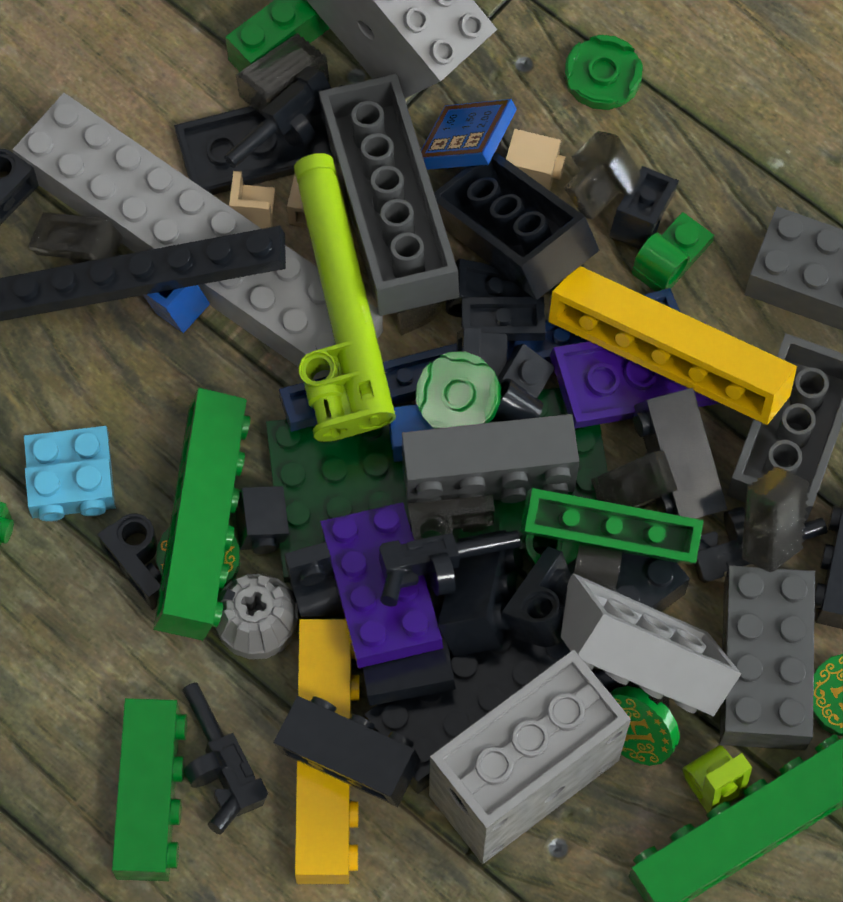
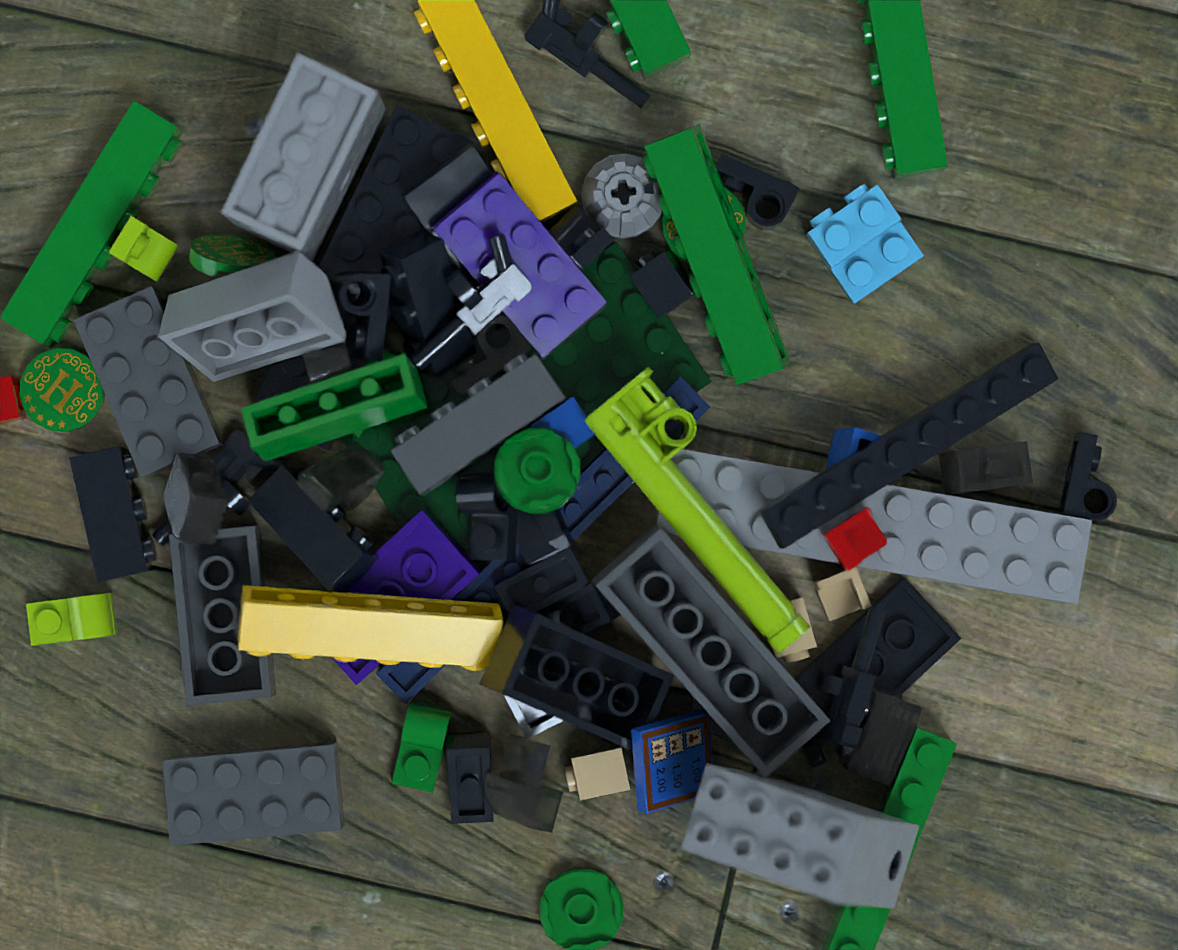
camera: 150 degrees right, 20 degrees up
(217, 218) = (855, 539): none -> red panel
(348, 749) = (467, 94): black brick -> none

